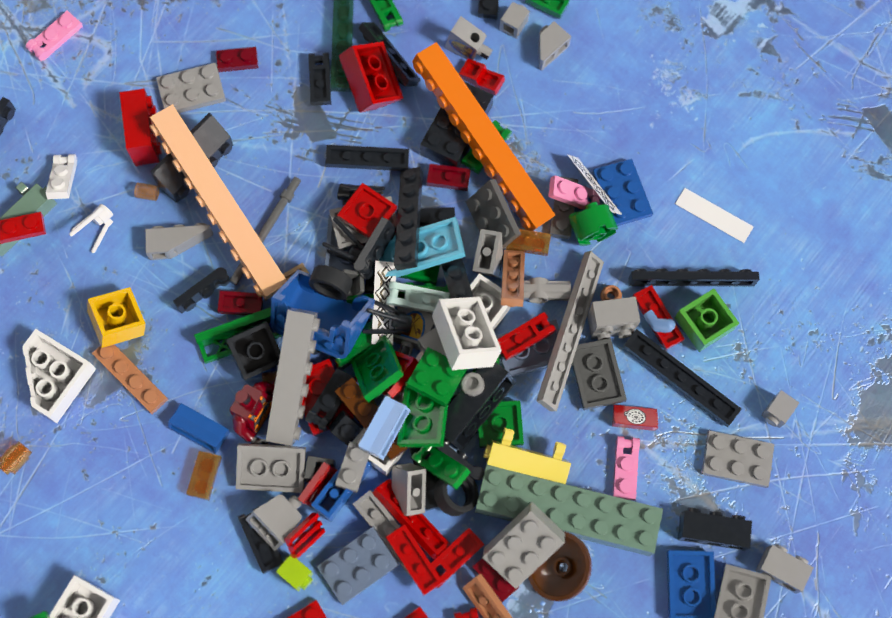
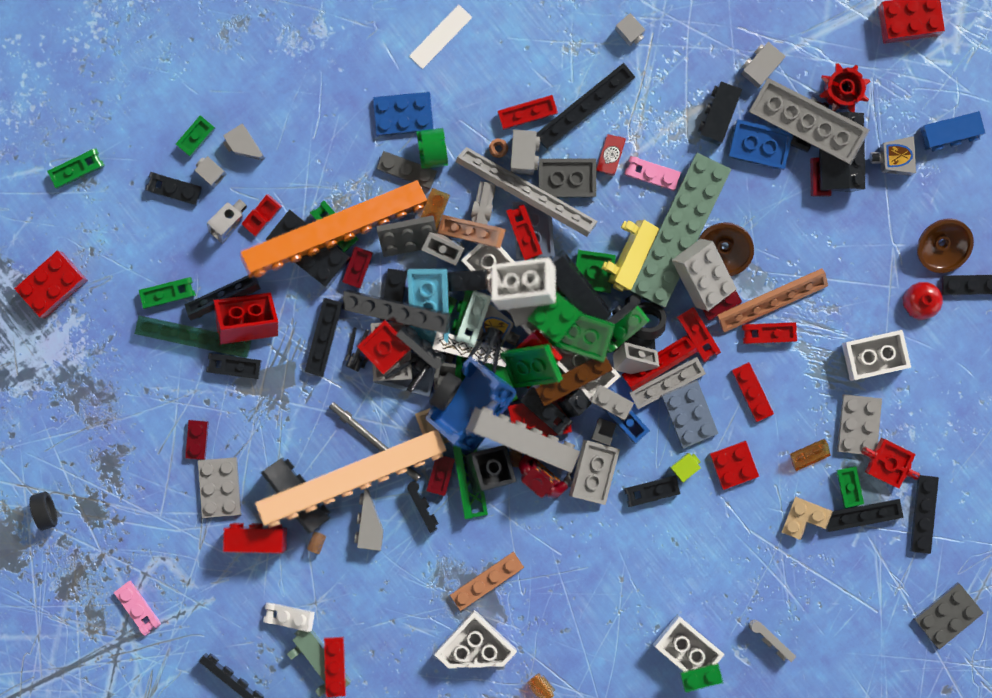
camera: 75 degrees left, 15 degrees up
(100, 216) = (331, 587): white plant -> none
(116, 317) = (435, 584): yellow brick -> none
(198, 428) = (546, 528): blue piece -> none
(204, 475) = (588, 530): clear orange plate -> none
(276, 519) = (640, 474): light grey torso -> none
(306, 538) = (658, 453): red tile -> none
(317, 484) = (617, 434): red tile -> none
(384, 428) = (588, 369): light blue piece -> none
(414, 560) = (696, 367): red plate -> none
(472, 384) = (566, 287): light grey tile -> none
(571, 192) = (400, 158): bright pink plate -> none
(594, 184) = (394, 137): white sticker -> none
(659, 325) = (537, 113): medium blue arm -> none
(701, 277) = (499, 64): black plate -> none
(706, 320) = (540, 71): bright green brick -> none
(738, 459) = (664, 77): light grey plate -> none

